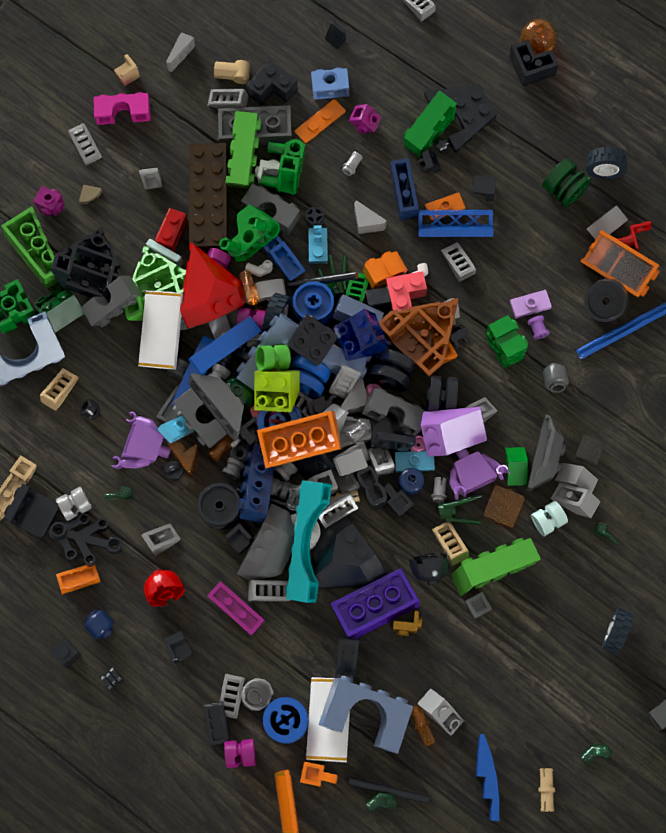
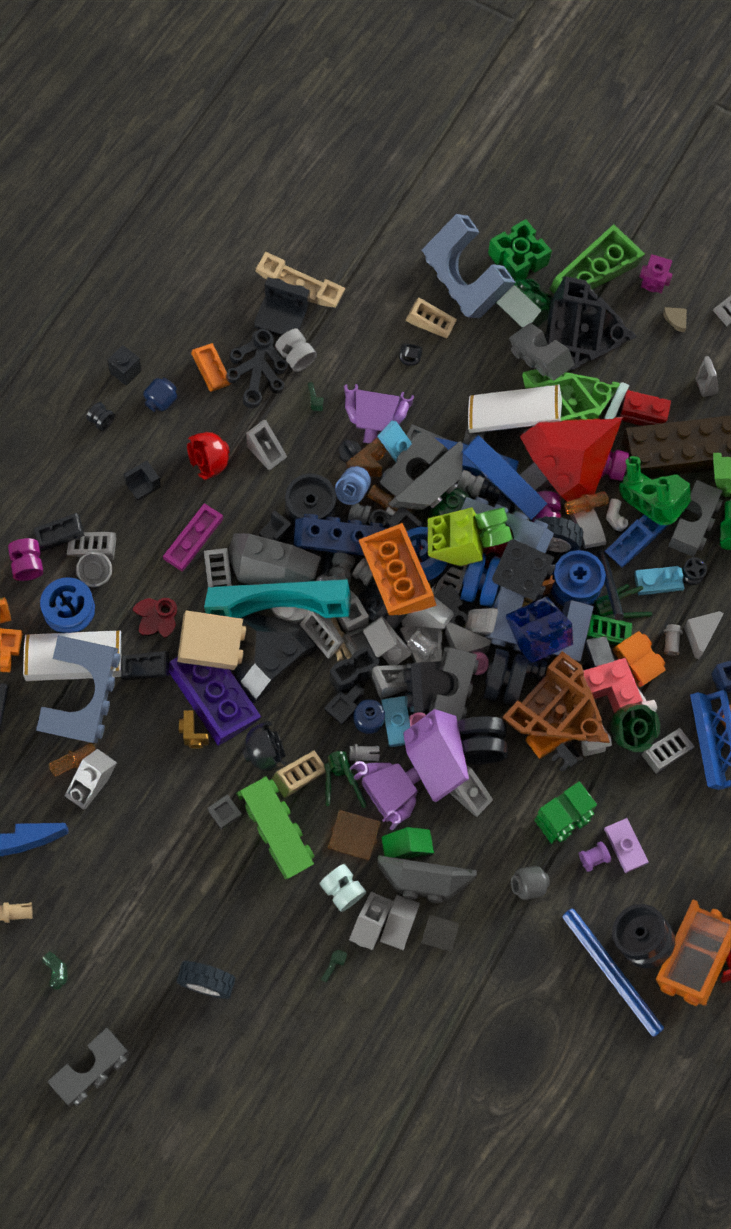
camera: 75 degrees right, 5 degrees down
(210, 469) = (352, 485): none -> medium blue wheel
(303, 649) = (154, 619): none -> dark red plate
(336, 600) = (211, 640): none -> tan brick
(369, 243) = (672, 639): none -> light grey pin
(442, 281) = (635, 727): none -> dark green cylinder

